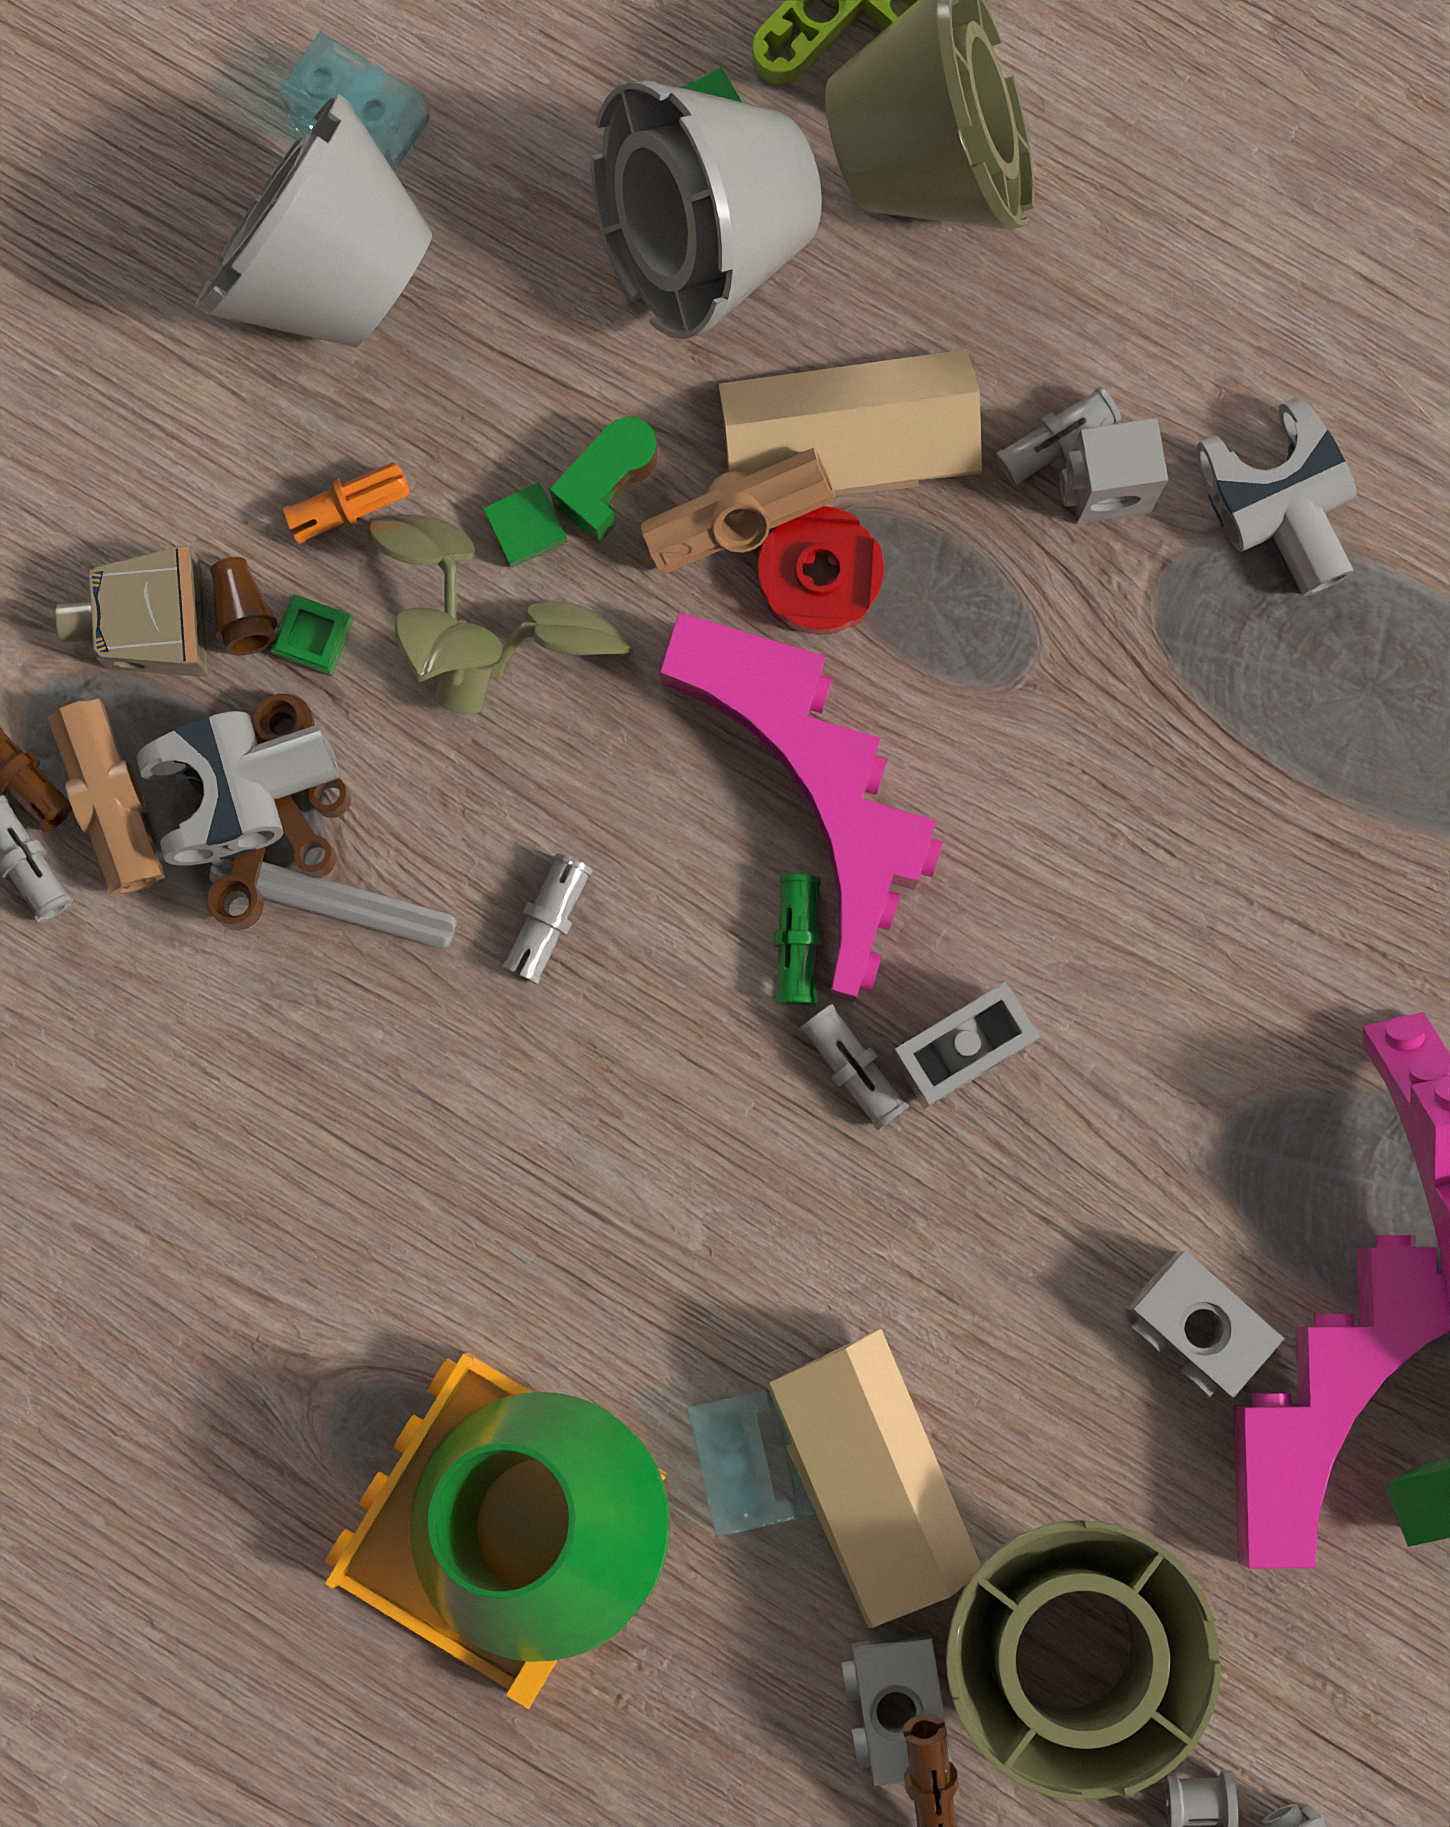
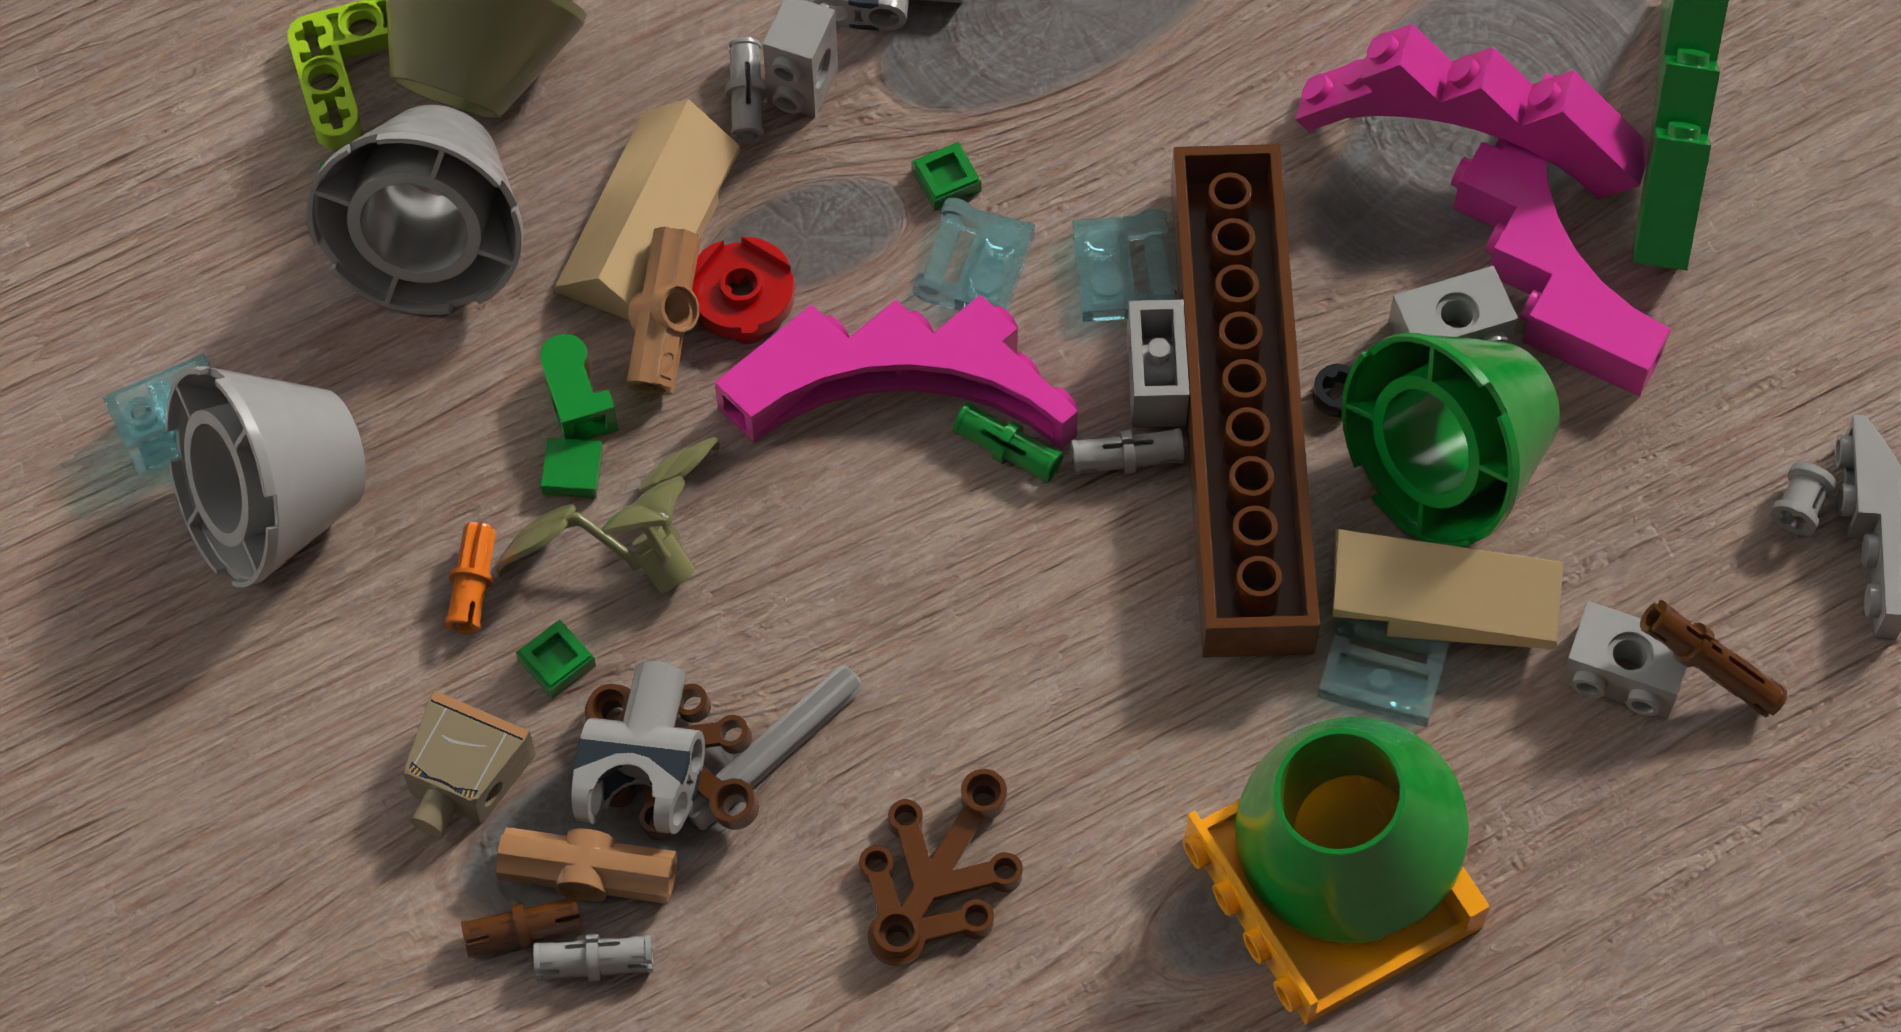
camera: 60 degrees left, 20 degrees down
(241, 611) = (504, 693): reddish brown cone -> none
(281, 1134) = (936, 877): none -> reddish brown plant
(547, 918) = (884, 603): light grey pin -> none
(979, 1153) = (1243, 404): none -> reddish brown brick
(998, 806) = (992, 263): none -> clear light blue plate
(1044, 1406) = (1448, 431): none -> green cone
(1066, 925) = (1106, 267): none -> clear light blue plate
(1067, 1227) = (1327, 378): none -> black bush
(1080, 699) = (946, 175): none -> green tile
(1148, 1716) = (1667, 442): olive cone -> none

